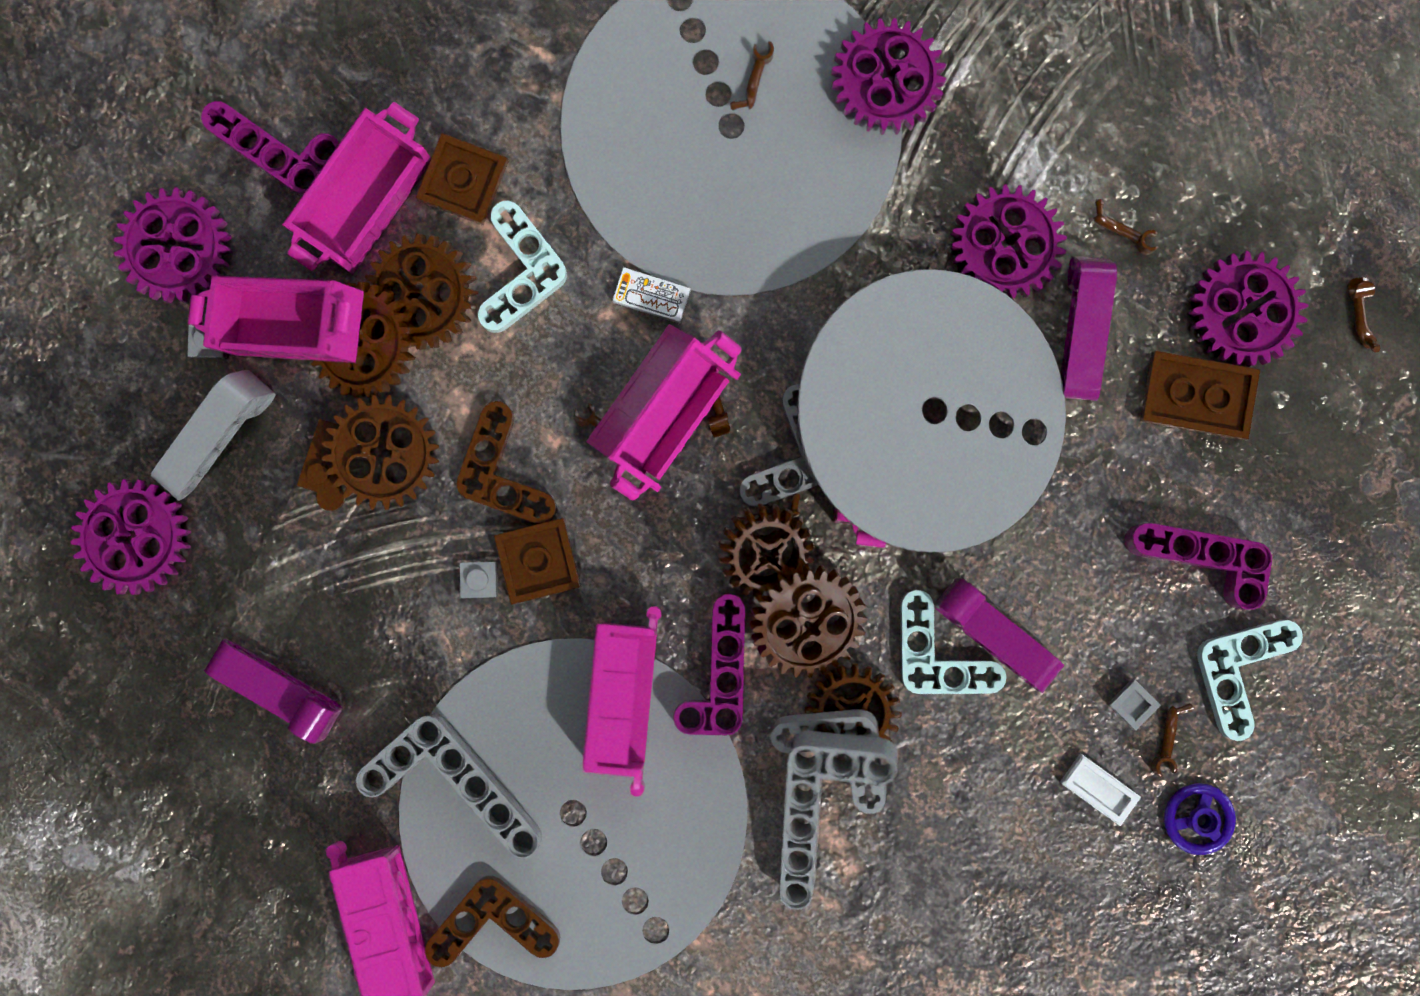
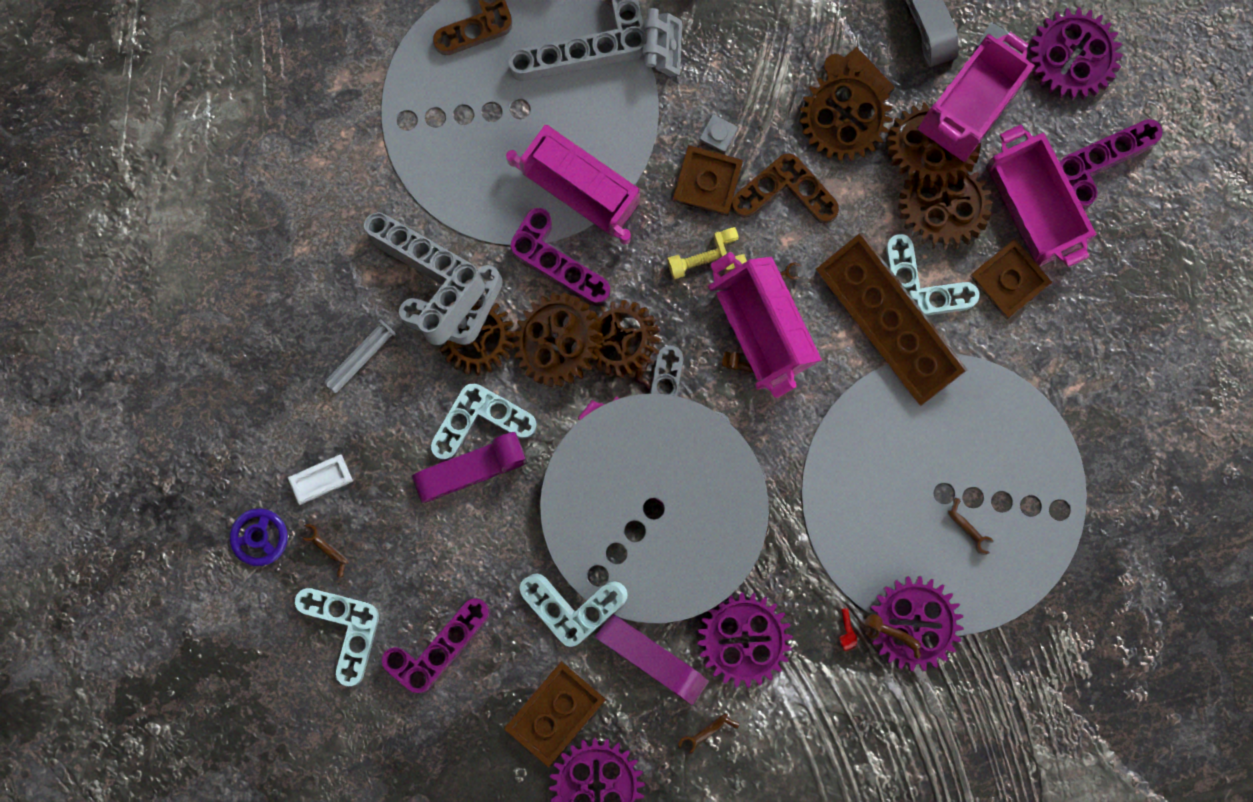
camera: 120 degrees right, 5 degrees down
(411, 698) = (663, 42): none -> light grey plate
(579, 278) = (891, 319): none -> reddish brown plate
(649, 538) = (679, 266): none -> light yellow bar
(651, 295) = (851, 365): white tile -> none
(919, 112) = (875, 626): none -> reddish brown piece
(943, 136) = (849, 640): none -> red hand
(945, 826) = (359, 357): none -> light grey axle
(1091, 430) = (575, 618): none -> light aqua beam
(1133, 704) = (365, 536): light grey plate -> none

